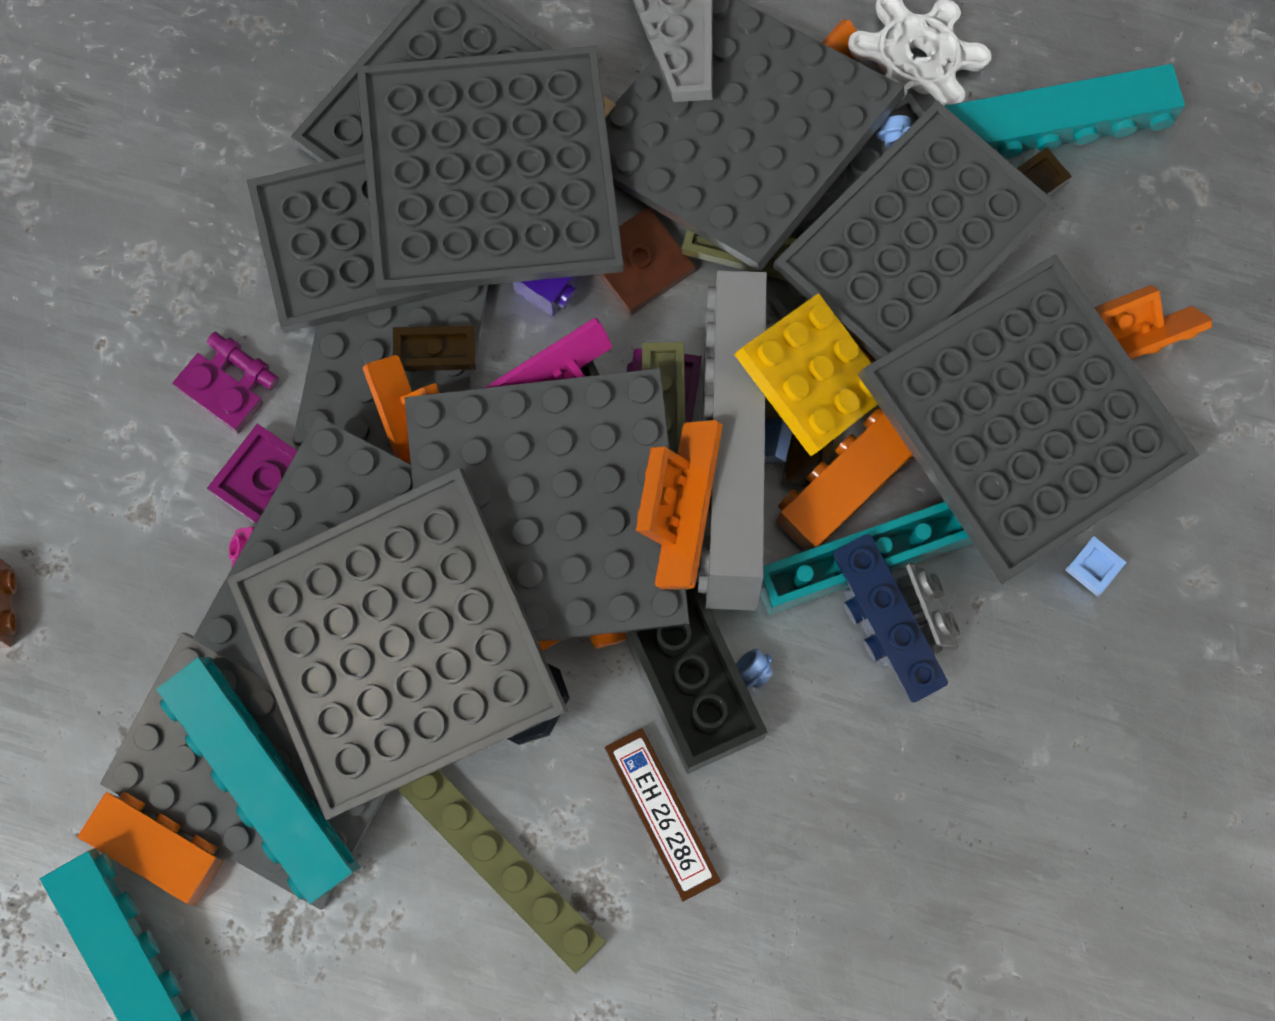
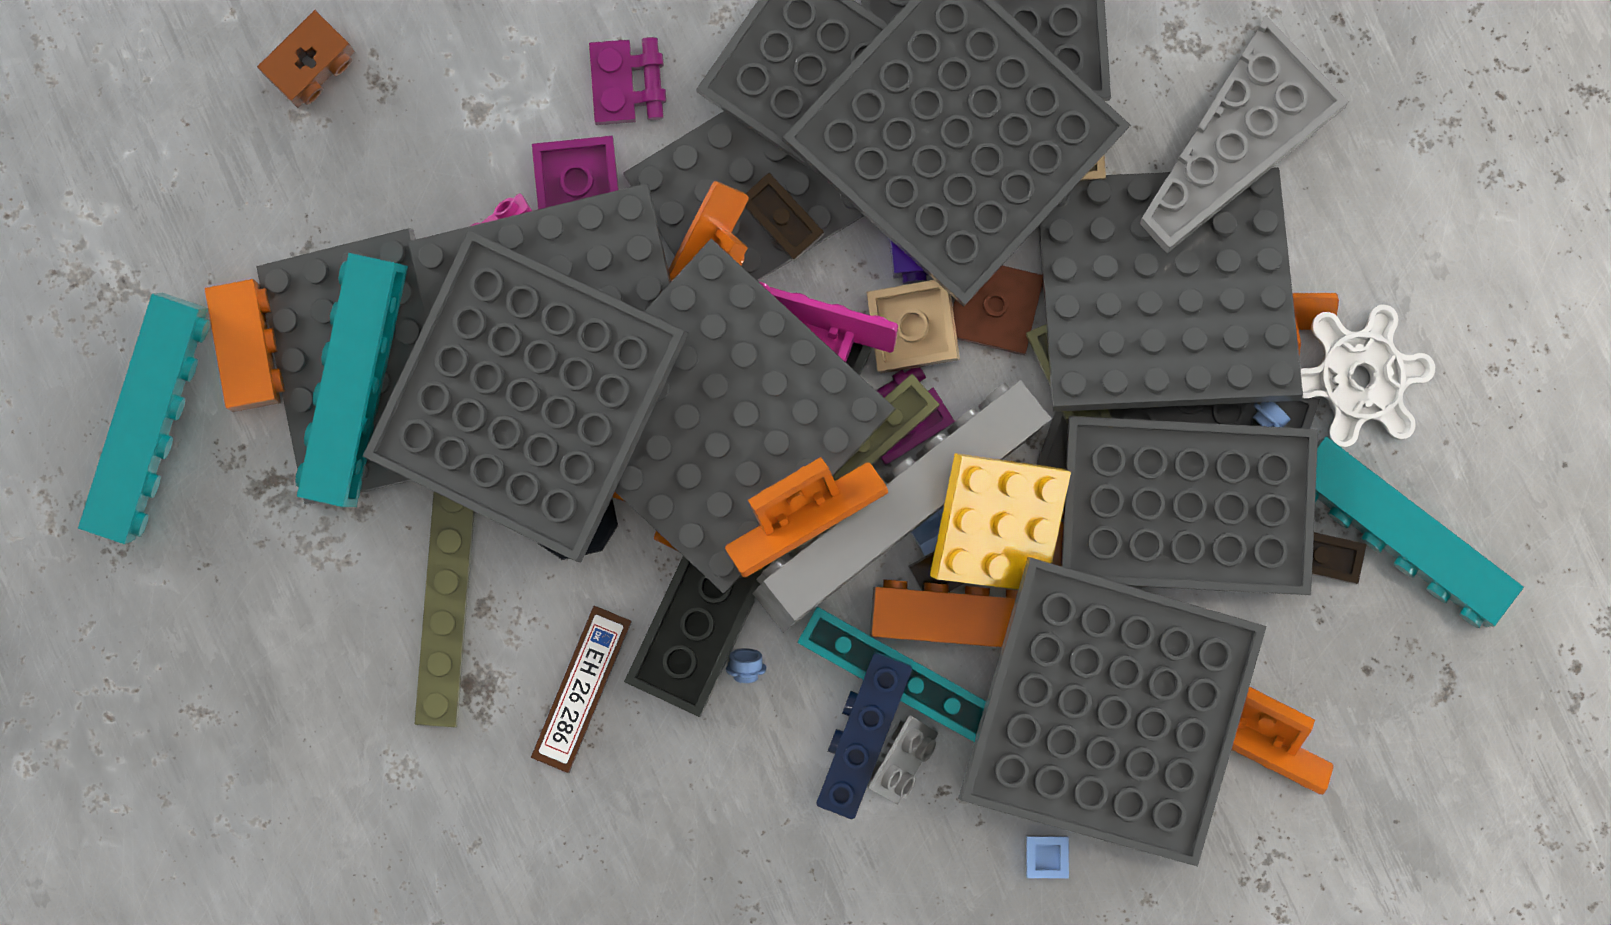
camera: 50 degrees right, 10 degrees up
(621, 315) = (924, 325): none -> tan plate

